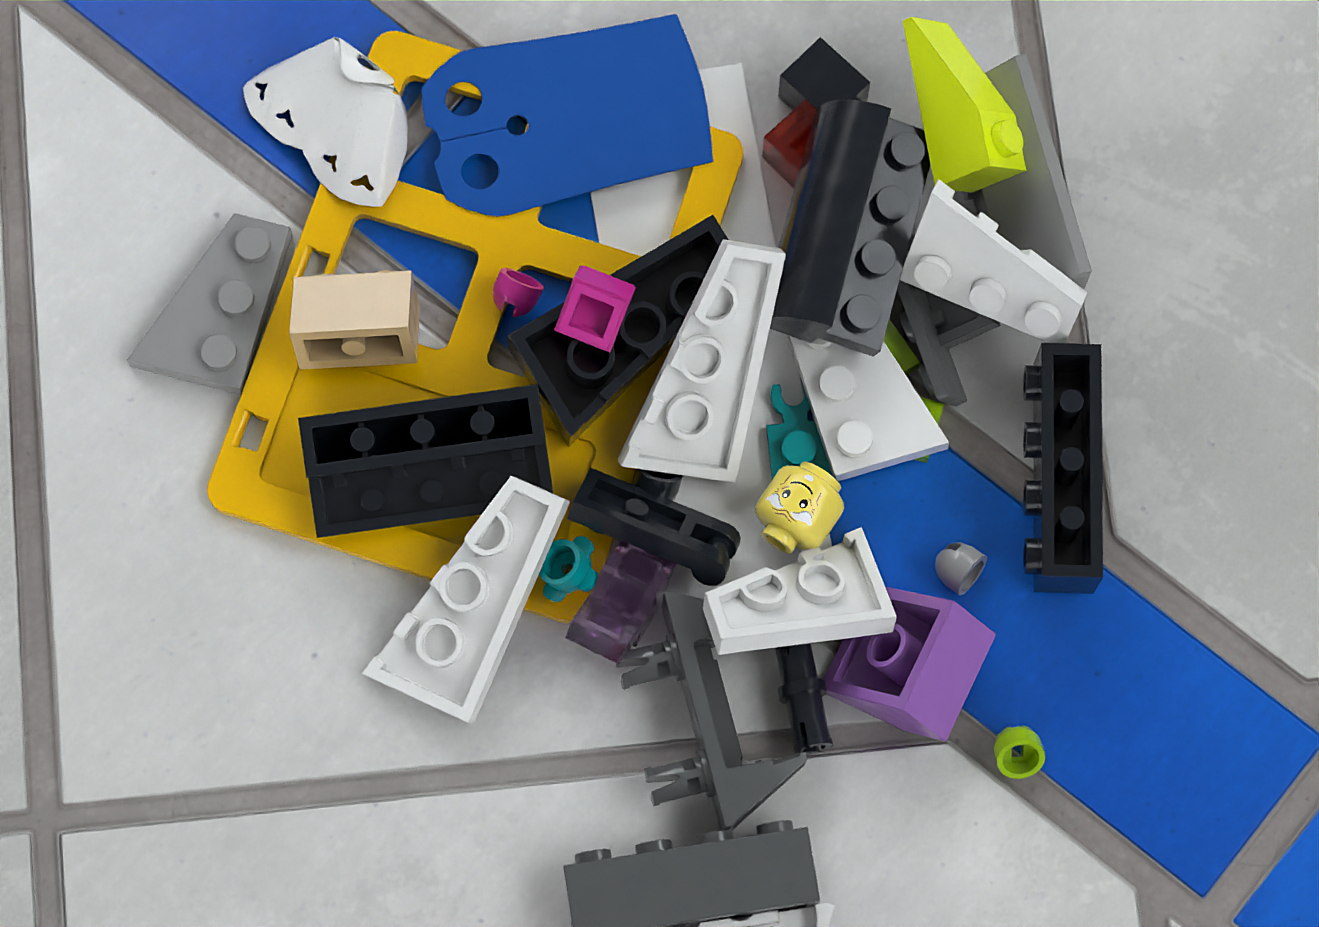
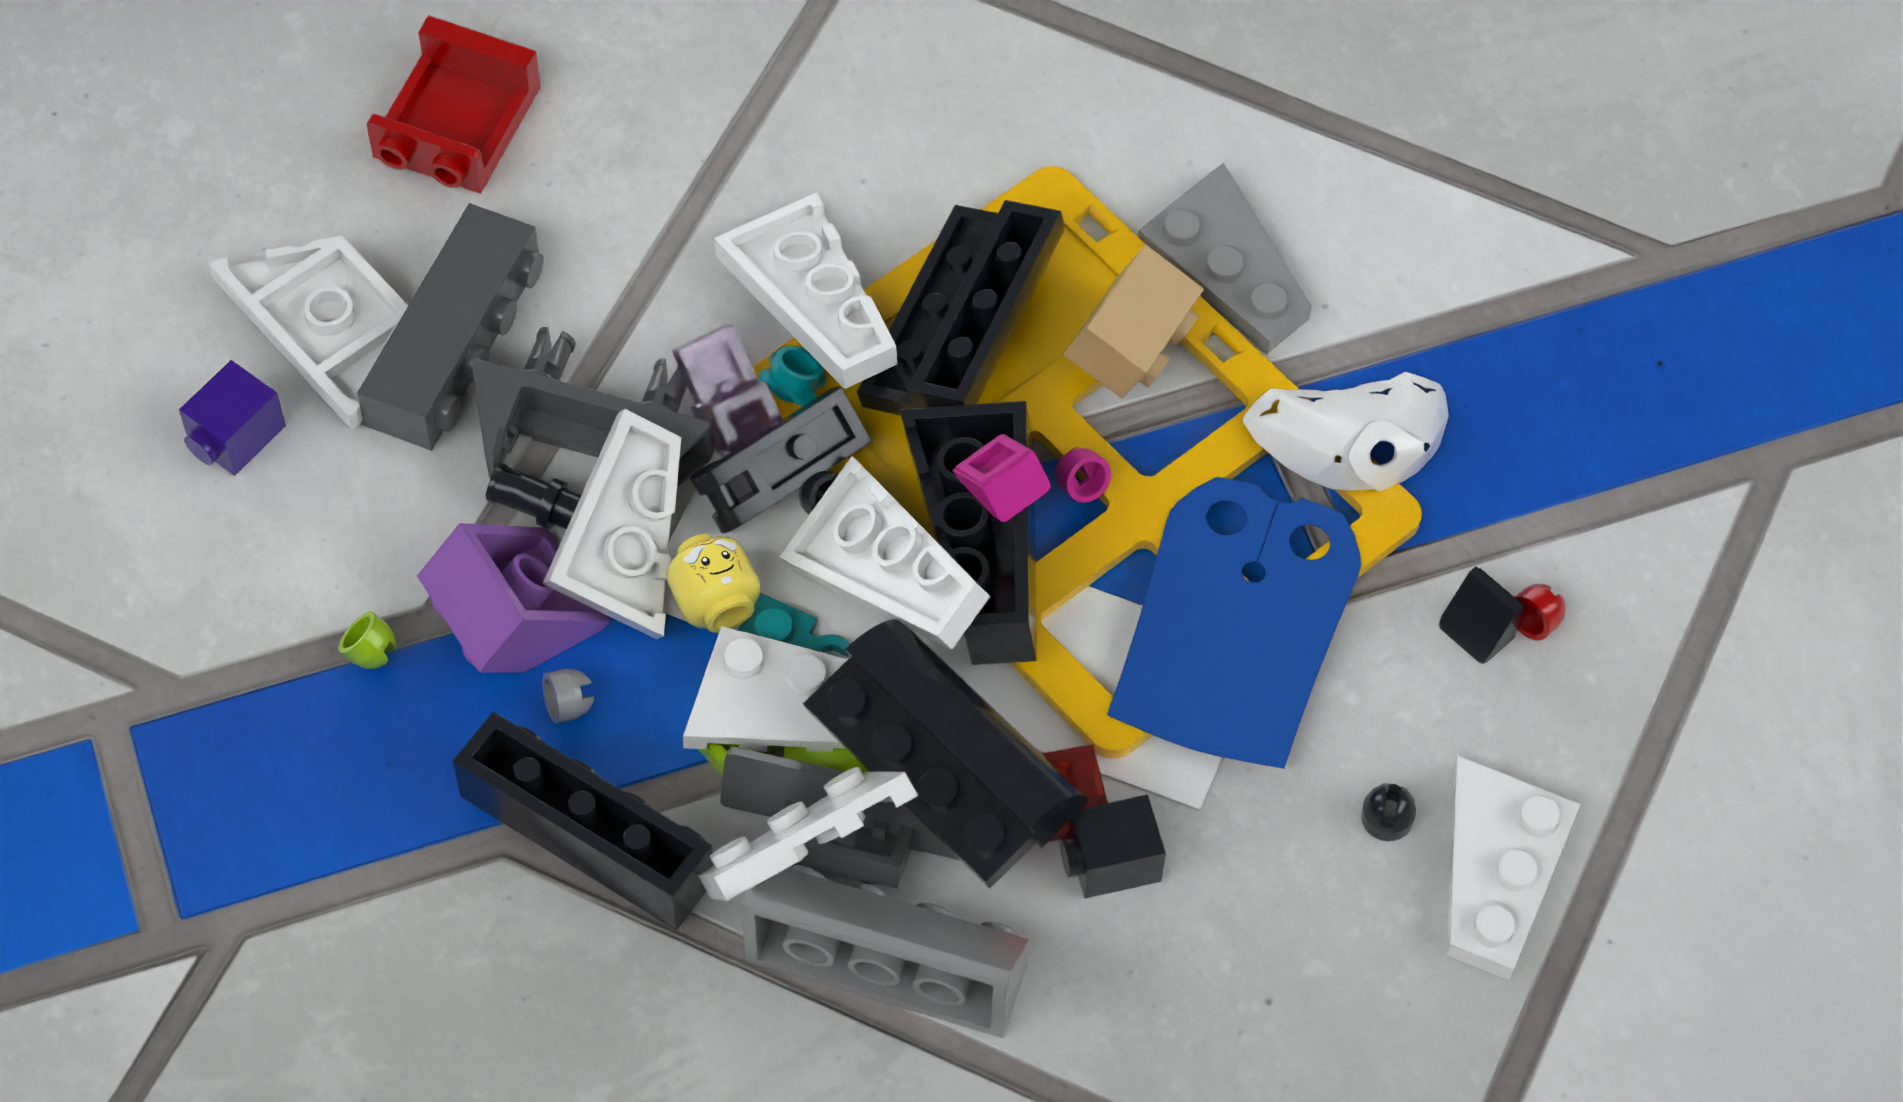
camera: 120 degrees right, 15 degrees down
(964, 118) = (1000, 907): neon yellow slope -> none

